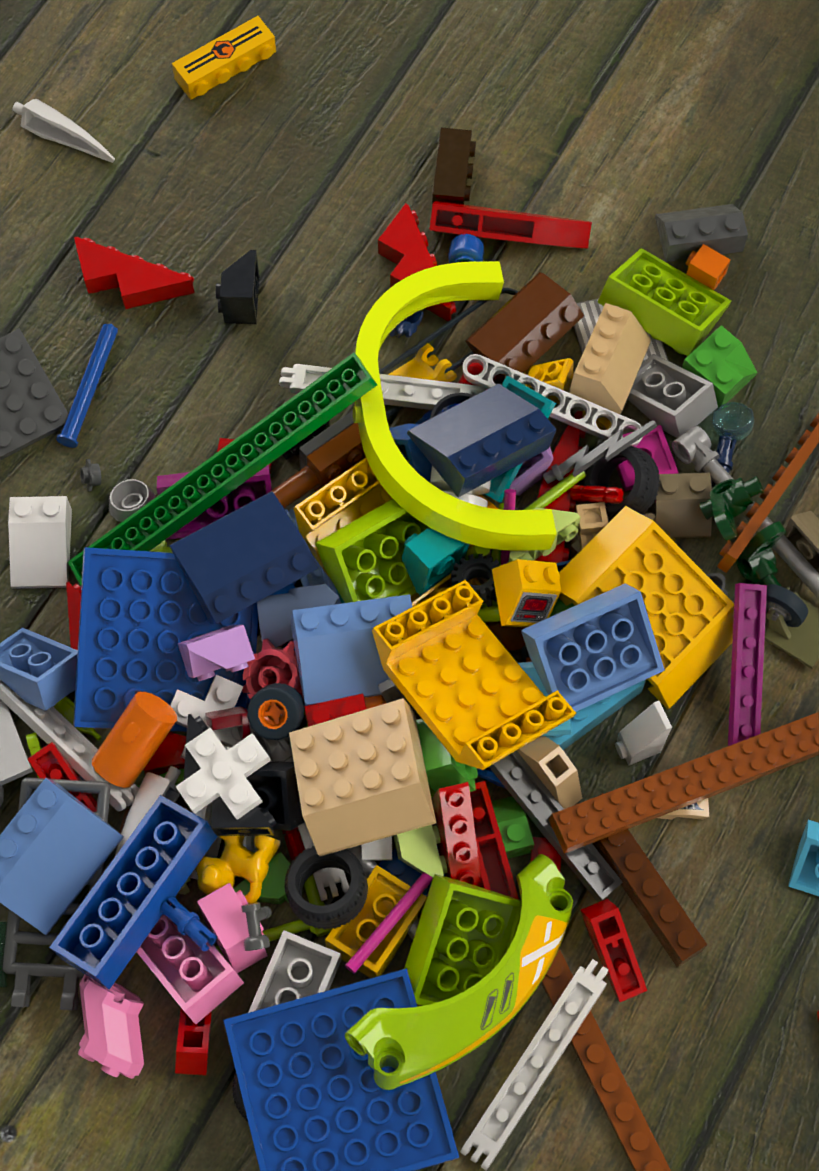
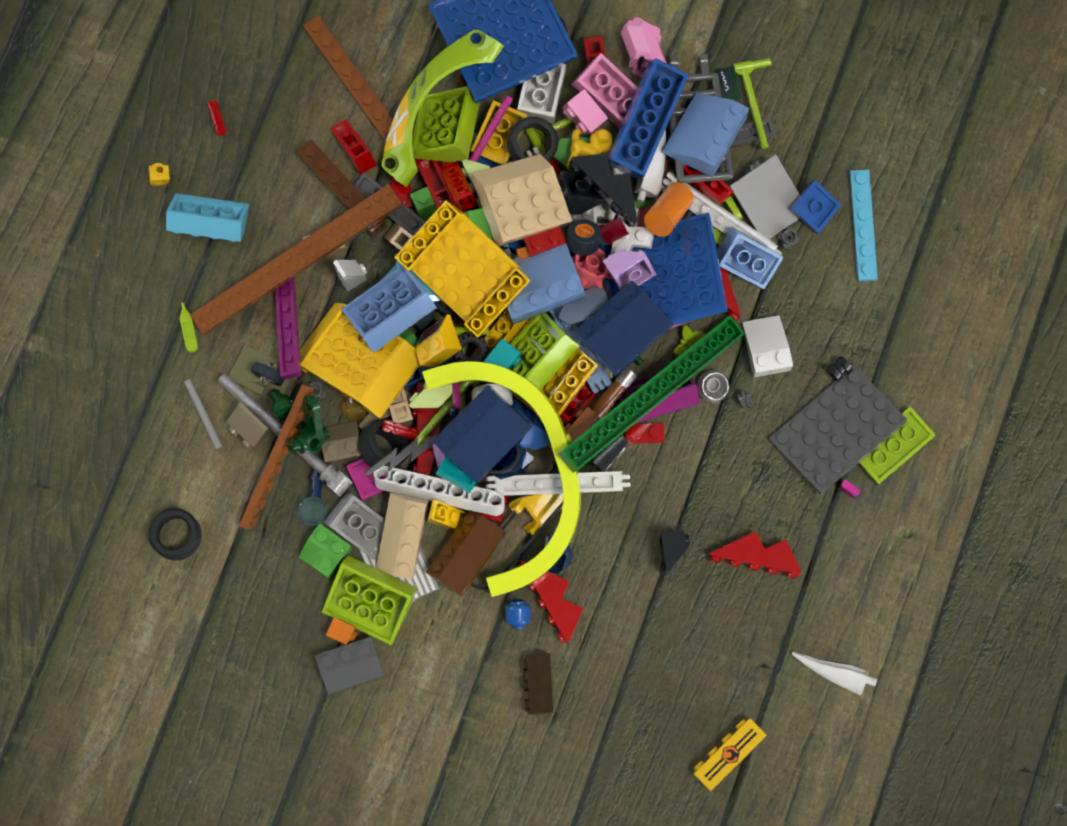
camera: 170 degrees right, 10 degrees up
(87, 386) = (764, 467): blue axle -> none
(188, 923) = (610, 103): blue pin -> none
(223, 773) = (606, 185): white plate -> none
(254, 915) = (566, 95): dark grey piece -> none
(509, 225) = (493, 639): red slope -> none
(535, 1064) = (390, 72): white hinge -> none

